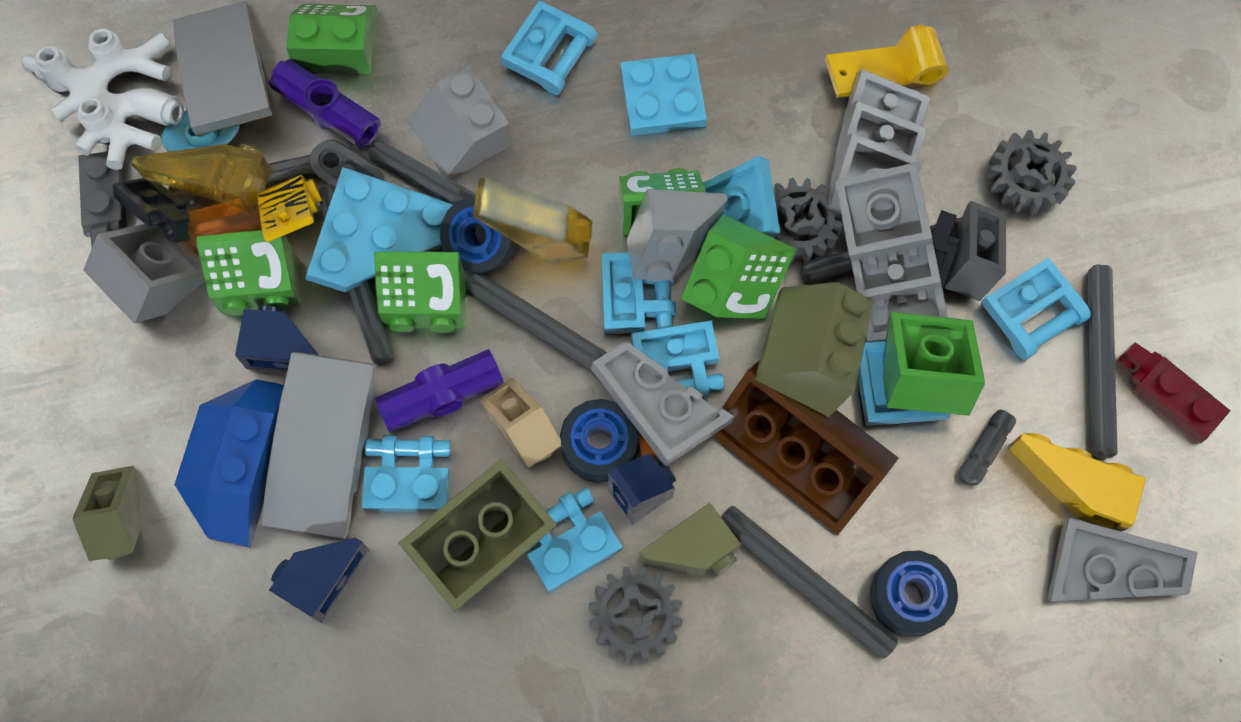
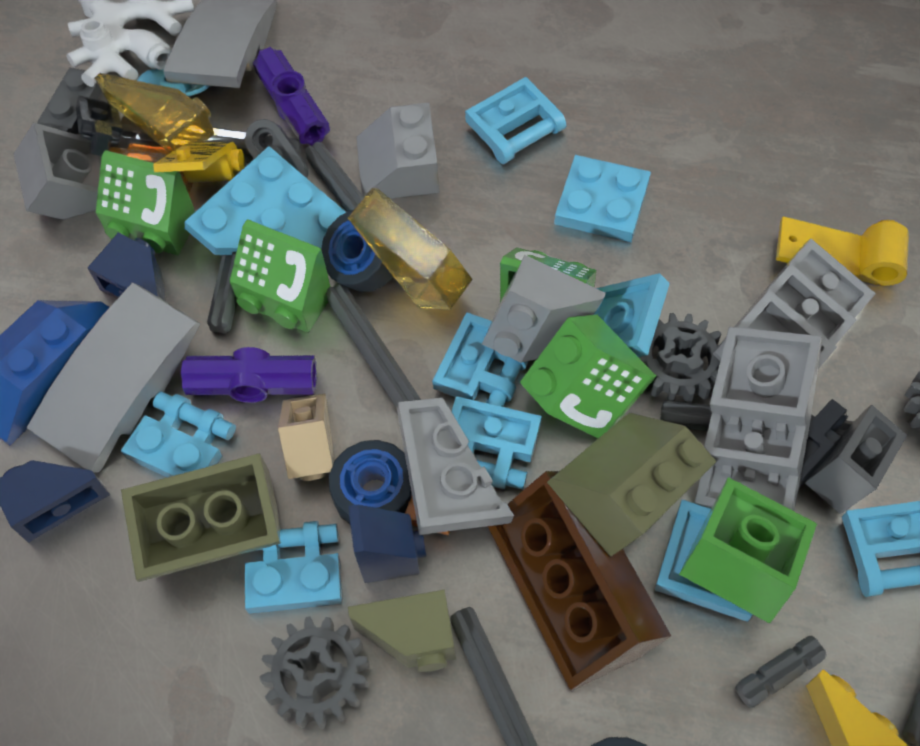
camera: 30 degrees right, 10 degrees down
(332, 38) = (327, 49): bright green slope -> none

